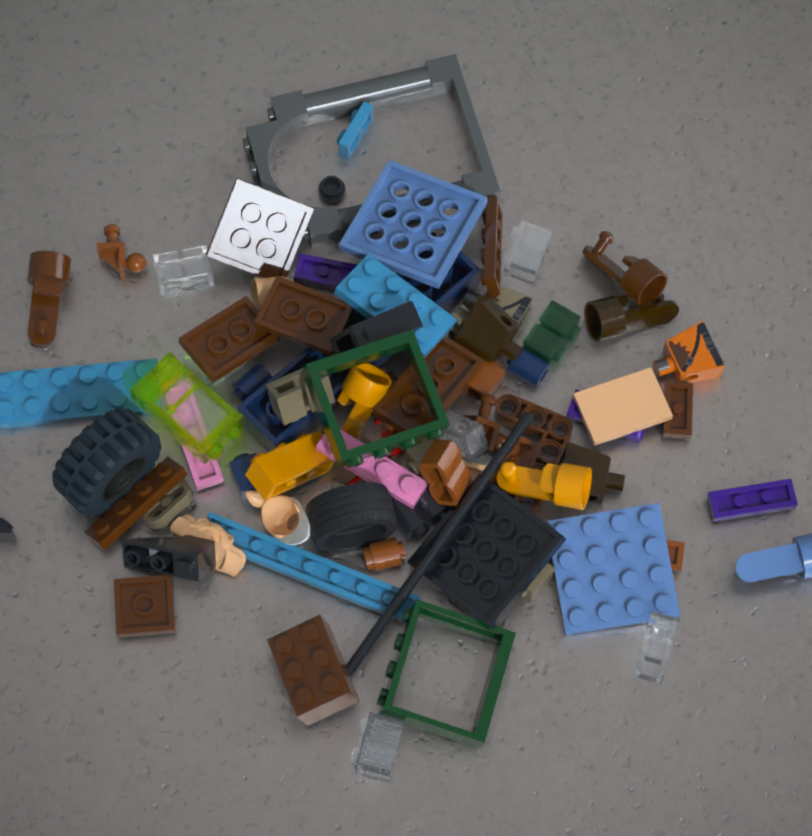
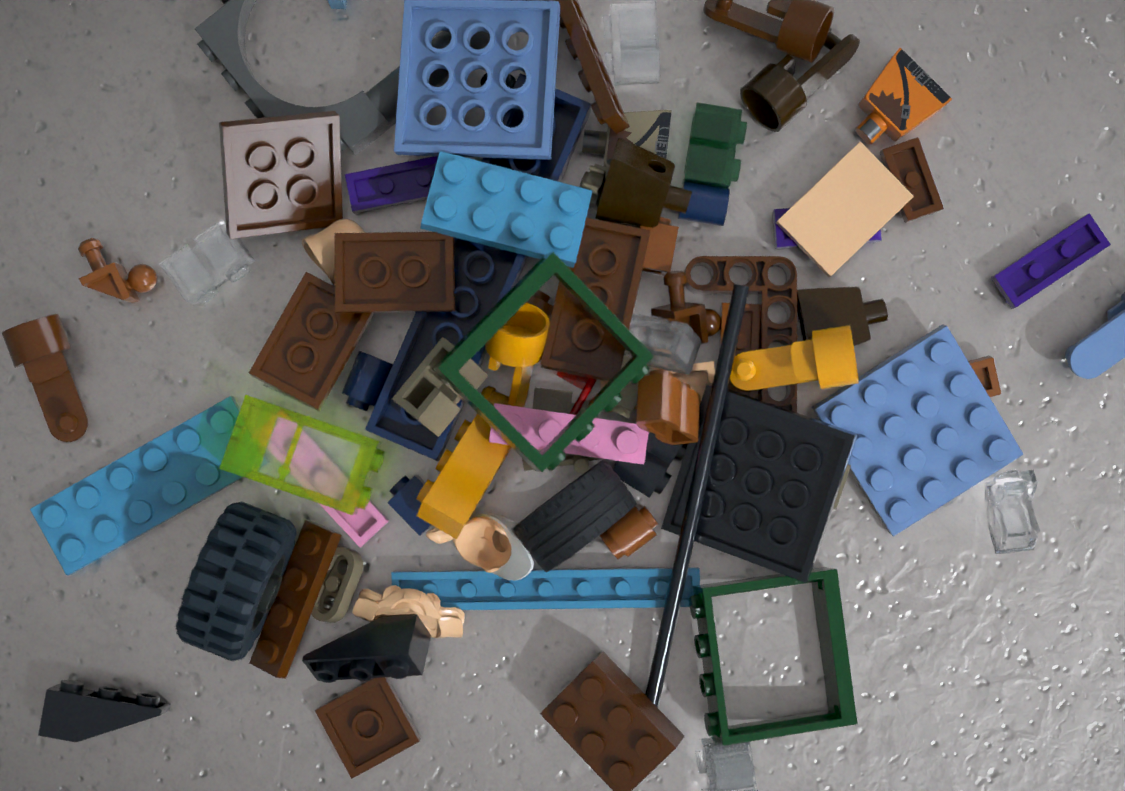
camera: 20 degrees left, 20 degrees up
(331, 189) = (344, 62): black plate -> none
(378, 327) = (503, 267): black slope -> none

